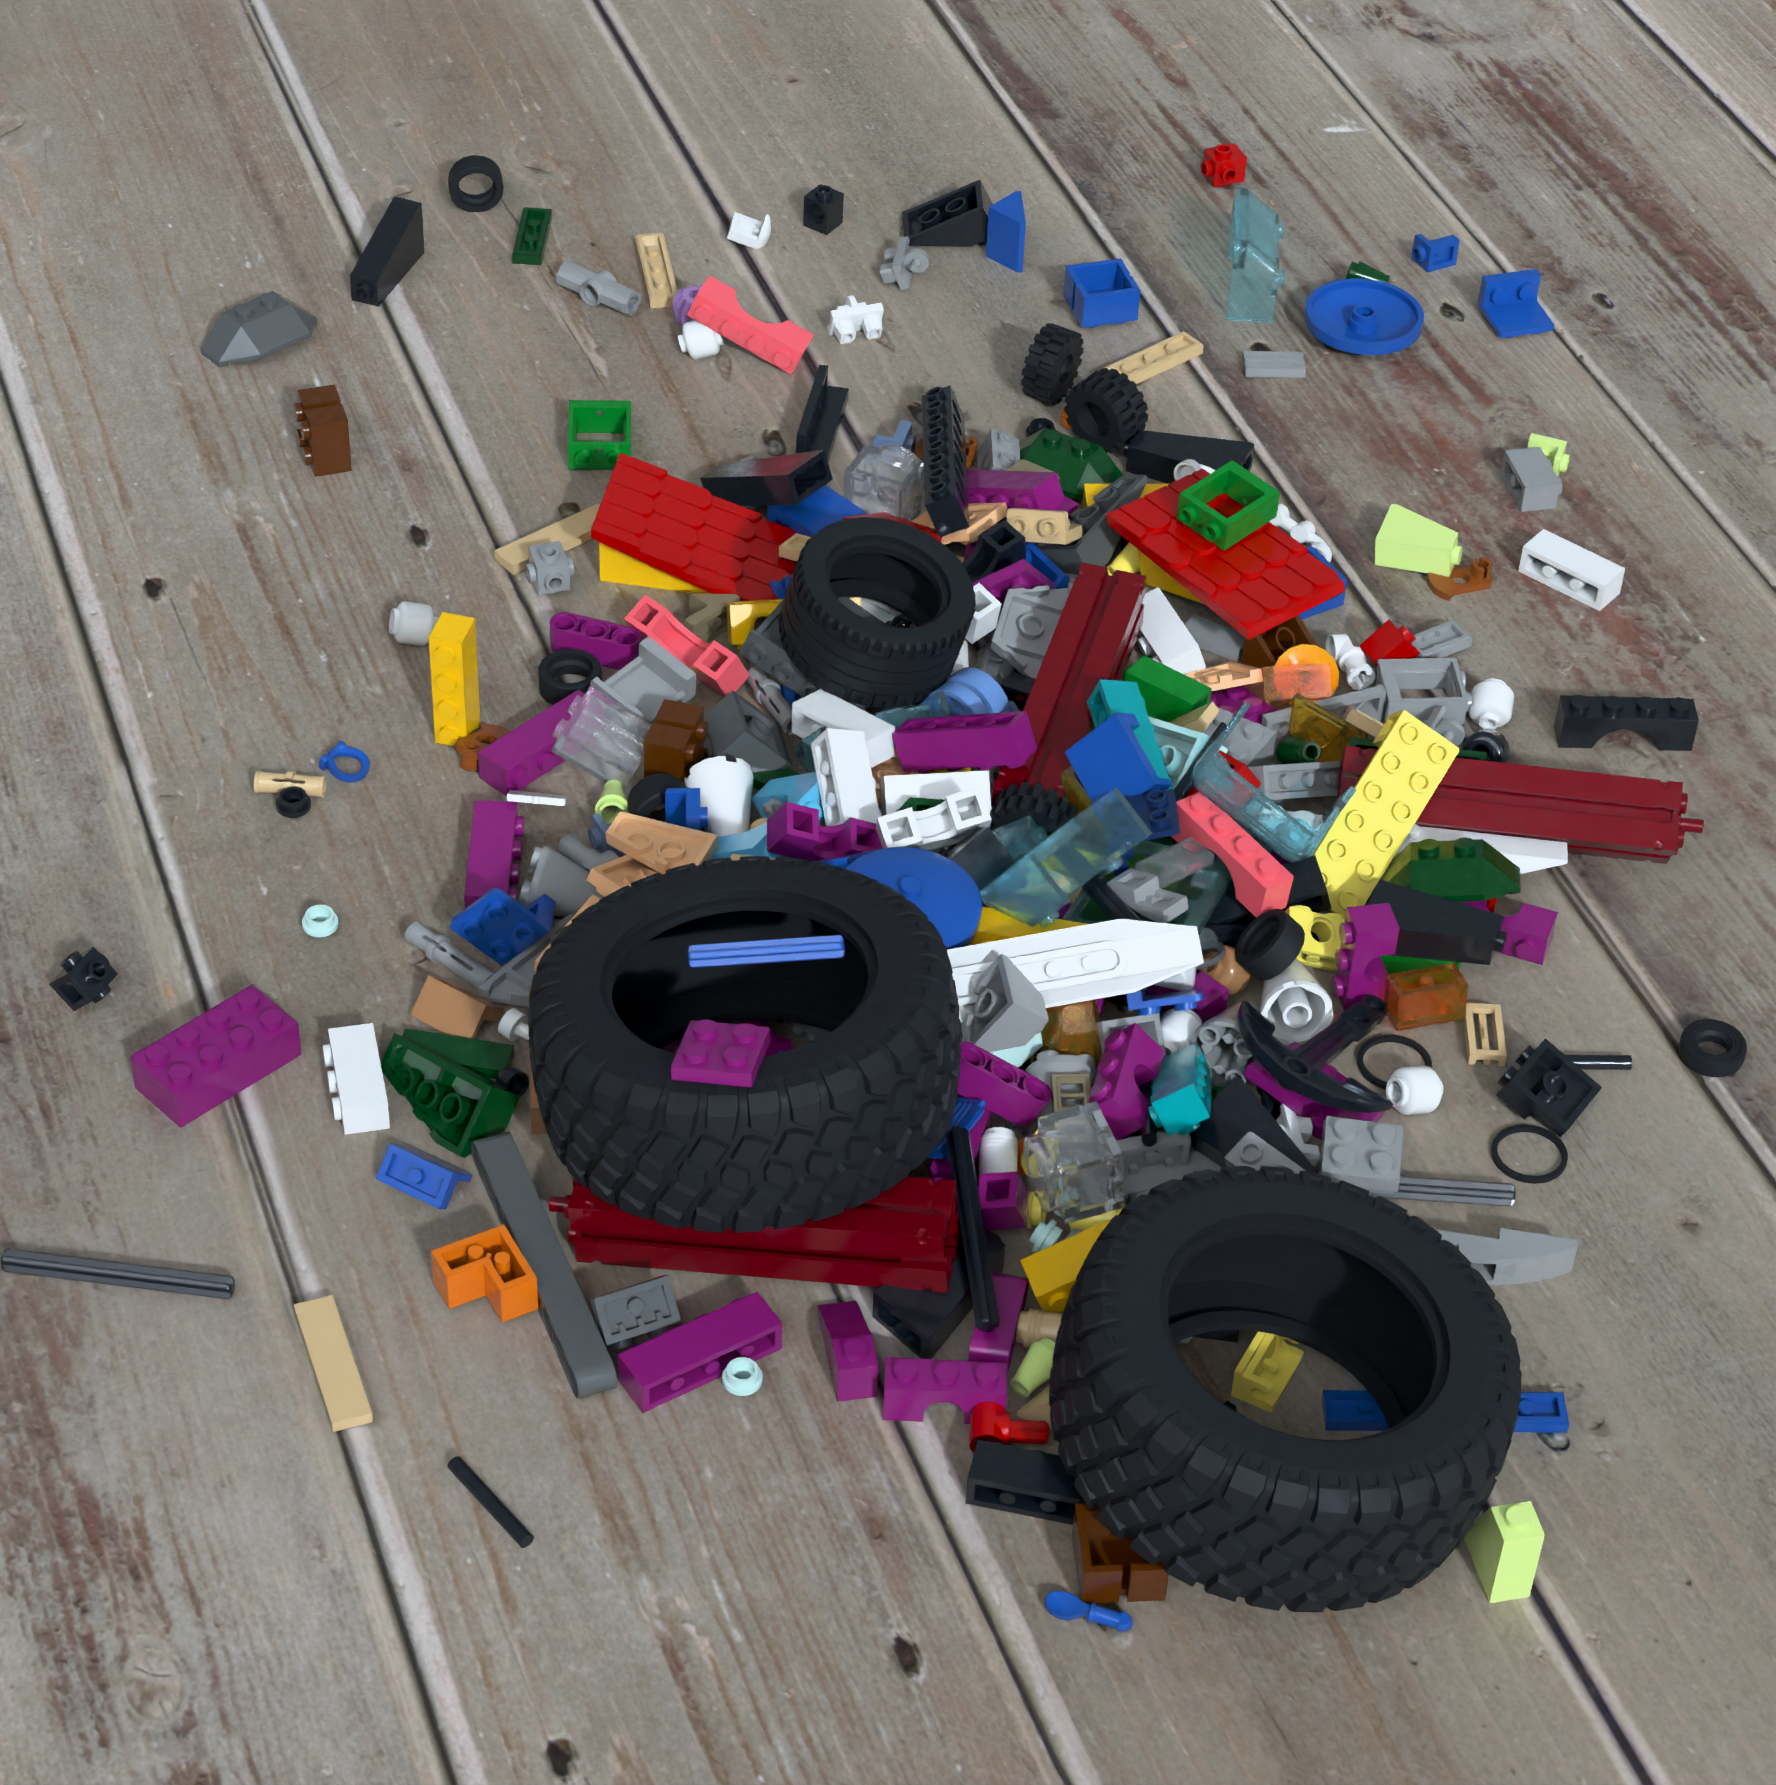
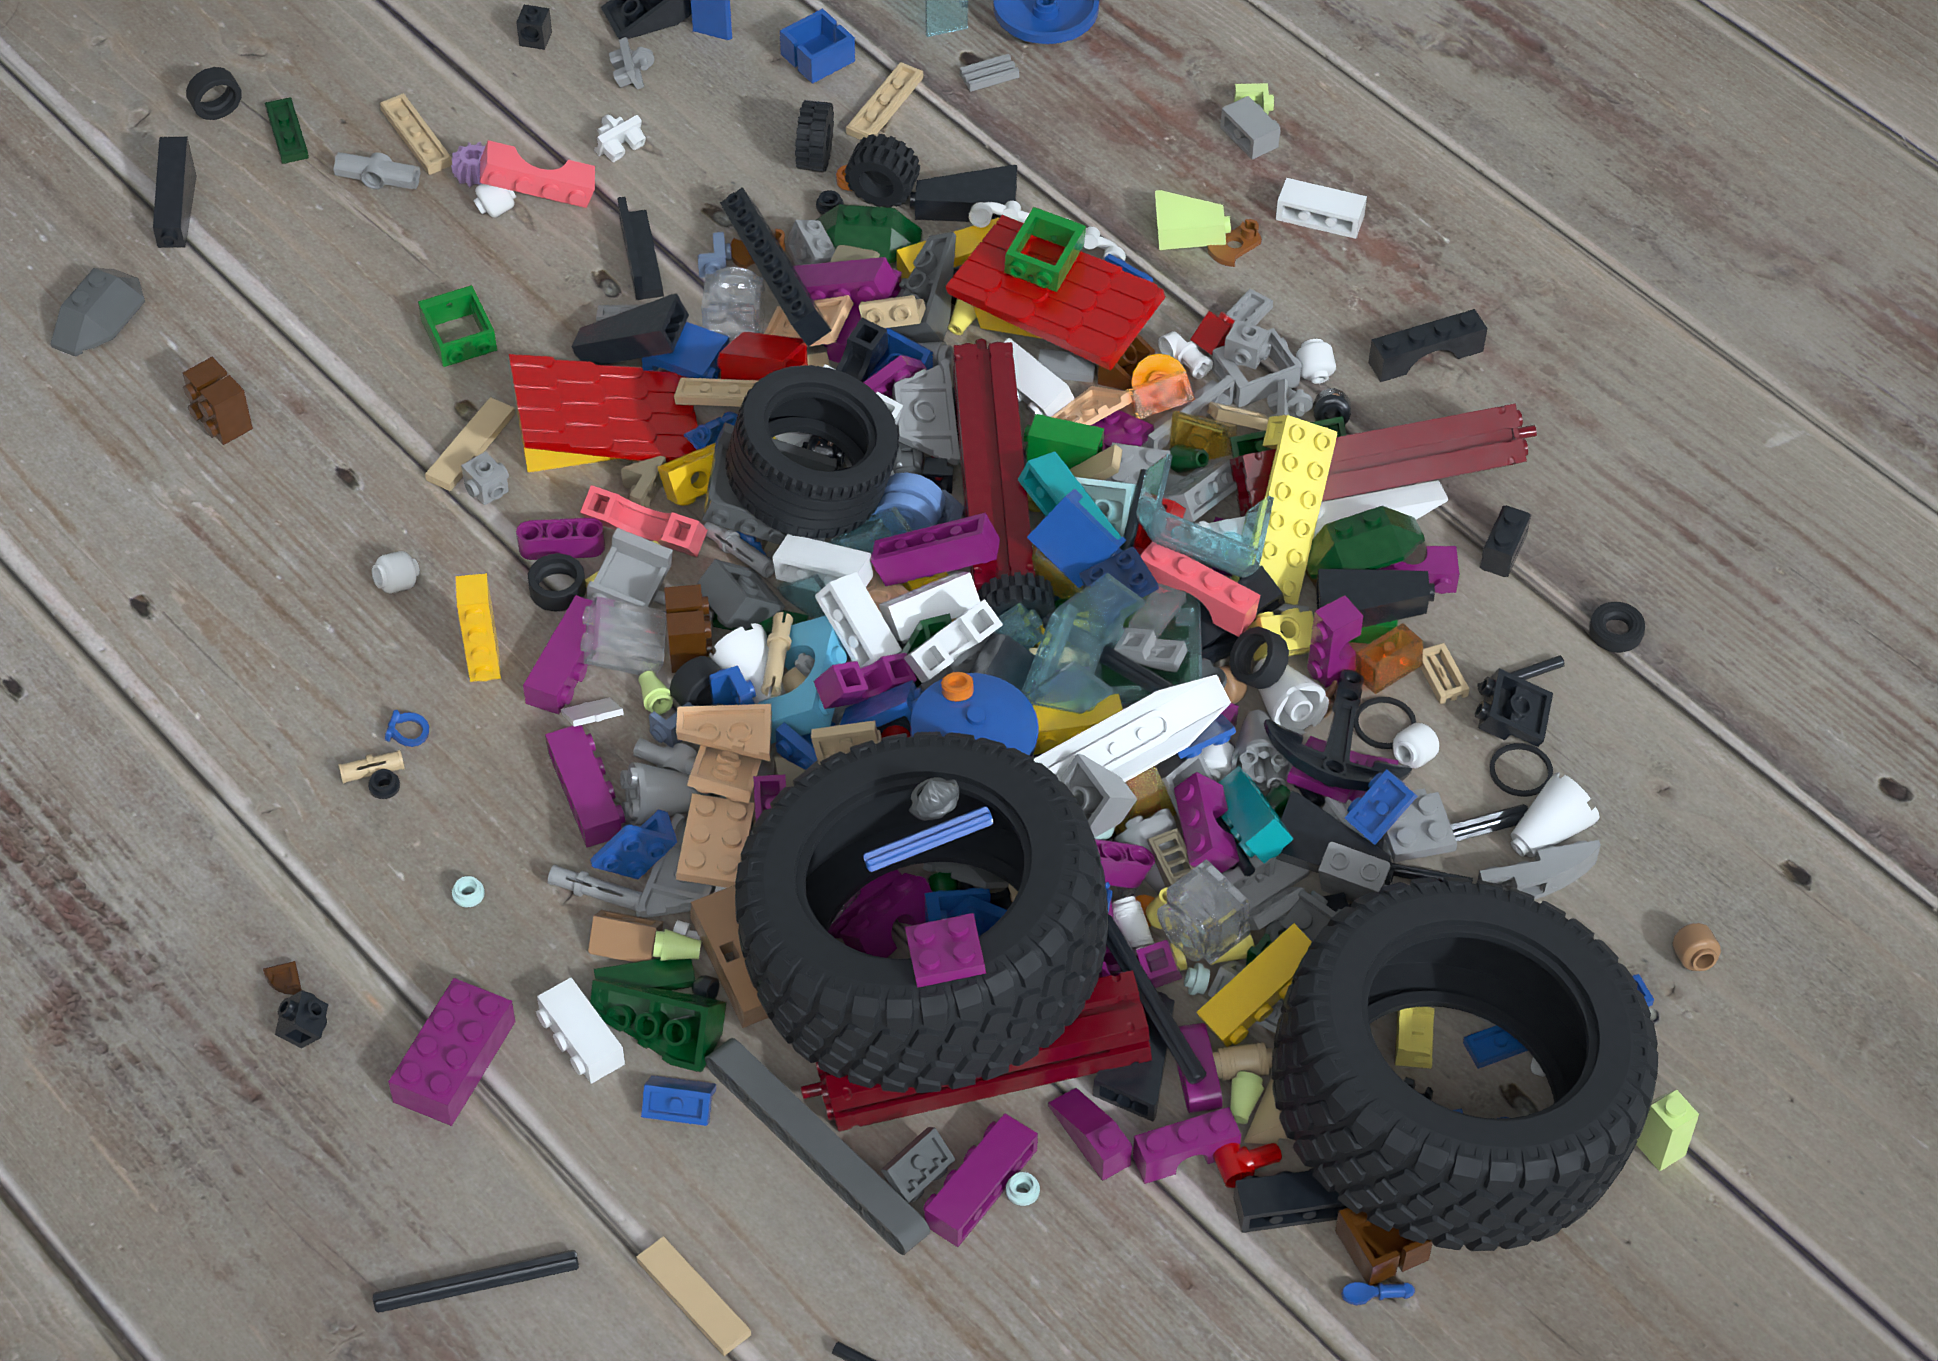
camera: 20 degrees left, 10 degrees up
(94, 937) = (283, 978): none -> reddish brown tile
(472, 744) = (511, 681): dark orange piece -> none
(488, 1267) = (779, 1167): orange brick -> none
(496, 1029) = (675, 946): none -> yellowish green cone
(749, 230) = (479, 68): white plate -> none
(758, 786) = (778, 644): none -> tan pin
(794, 916) = (935, 800): none -> dark grey piece
(905, 854) = (957, 686): none -> orange tile
(1324, 1113) = (1380, 806): none -> blue bracket
(1413, 658) = (1247, 344): none -> light grey brick
(1538, 1202) = (1553, 816): none -> white cone
(1620, 927) = (1505, 541): none -> black brick
(1645, 1385) = (1696, 947): none -> medium nougat head

